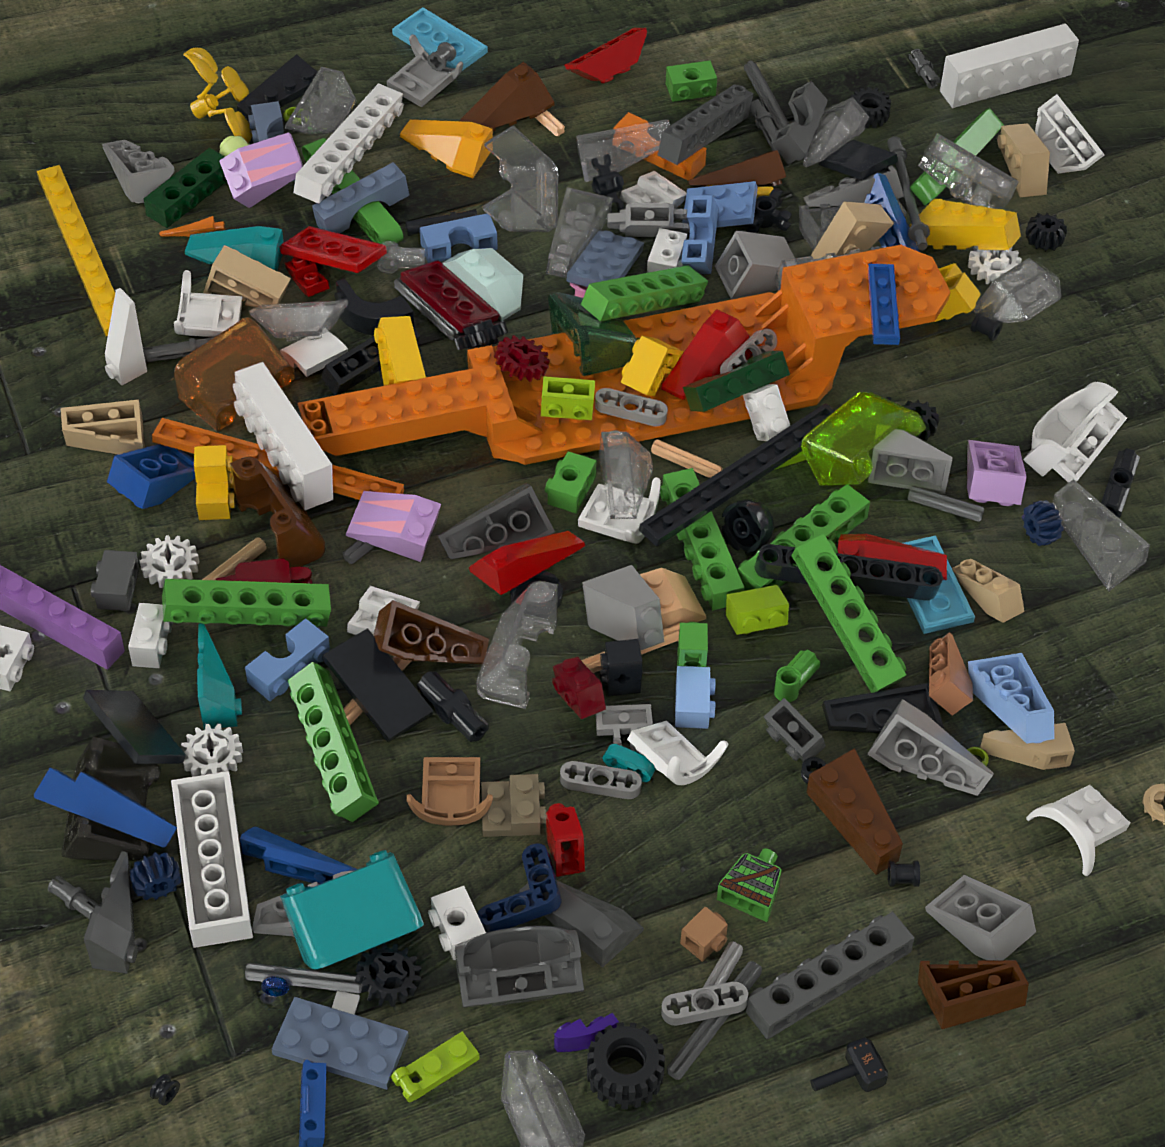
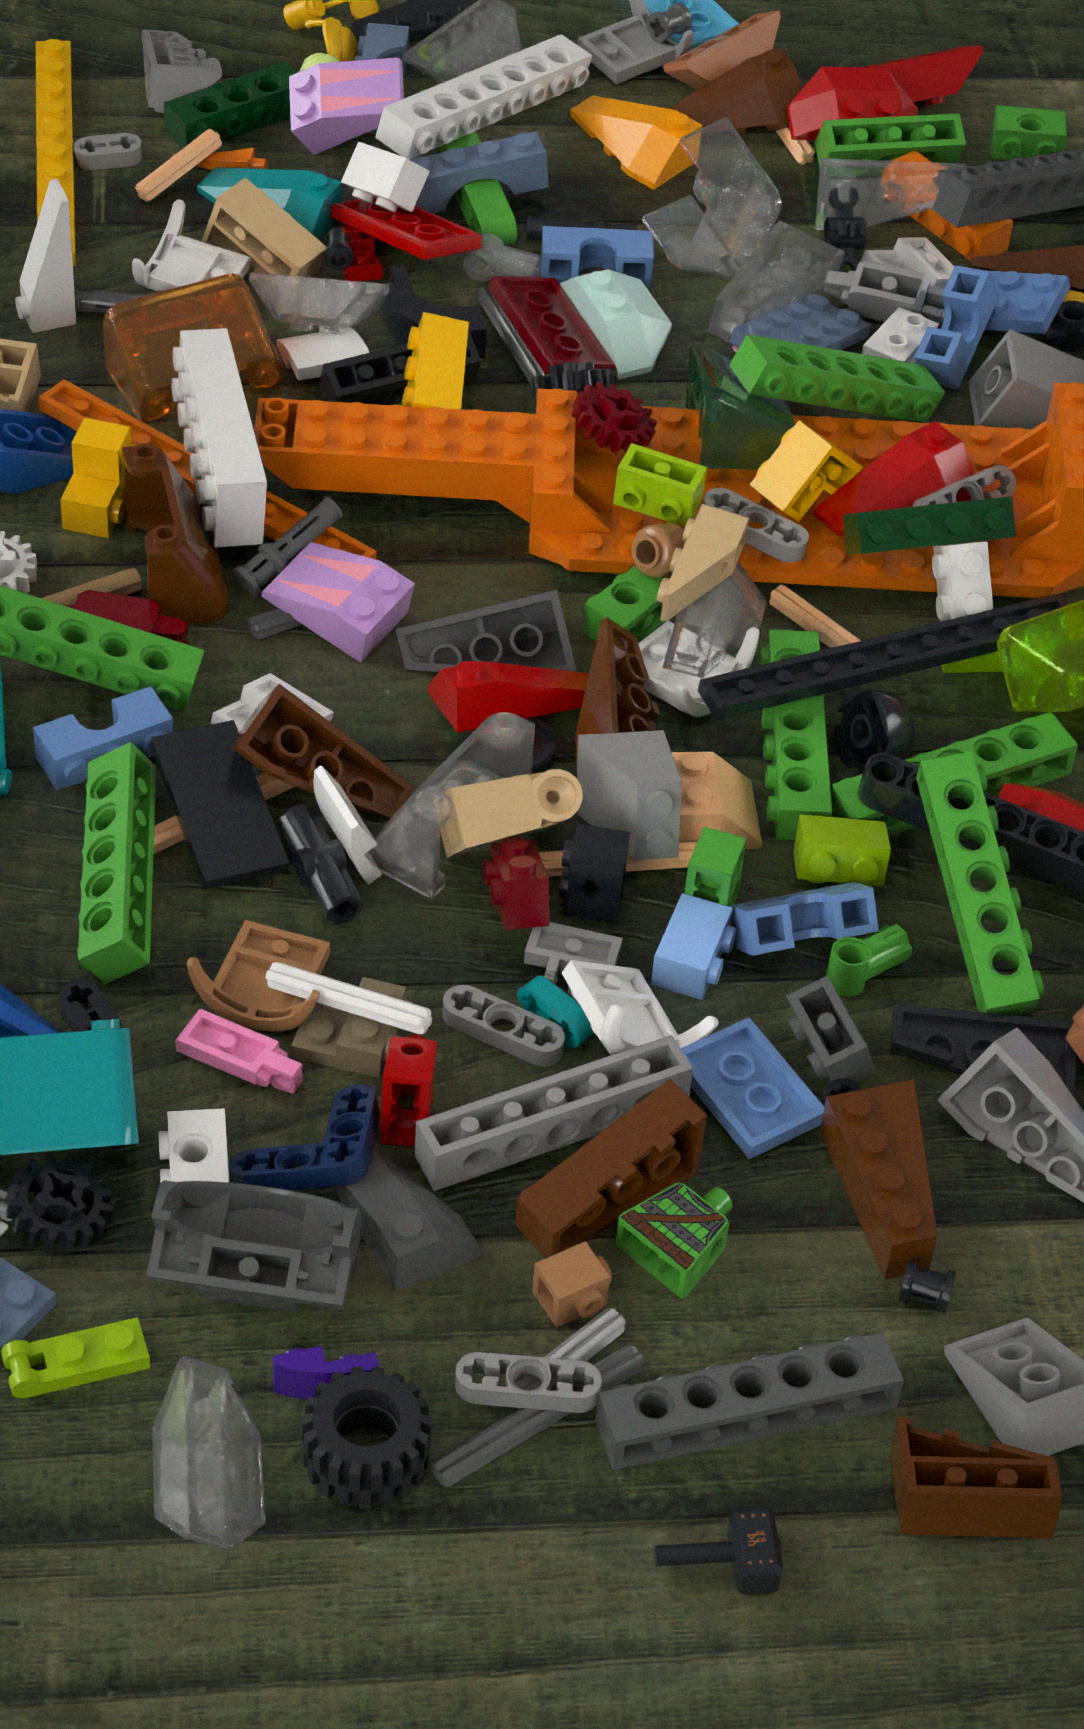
camera: 15 degrees right, 5 degrees down
(117, 240) = (108, 151): none -> light grey beam
(168, 240) = (178, 165): none -> light nougat axle
(299, 281) = (338, 252): none -> black pin
(311, 220) = (384, 177): none -> white brick
(345, 509) = (275, 557): none -> dark grey pin
(351, 850) = (74, 1013): none -> black beam
(453, 844) = (239, 1052): none -> bright pink hinge
(462, 678) = (346, 823): none -> white slope
(486, 68) = (726, 50): none -> nougat wedge
(510, 793) = (350, 998): none -> white axle
(559, 641) = (508, 809): none -> tan piece
(579, 90) = (846, 94): none -> red wedge
(582, 440) = (654, 548): none -> medium nougat head
(589, 549) = (615, 687): none -> reddish brown wedge
(610, 109) = (886, 138): none -> bright green brick
(615, 440) = (707, 558): none -> tan slope
(654, 830) = (544, 1113): none -> light grey brick
(703, 858) = (614, 1171): none -> reddish brown wedge
(758, 778) = (751, 1088): none -> medium blue plate
(765, 651) = (822, 912): none -> medium blue arch

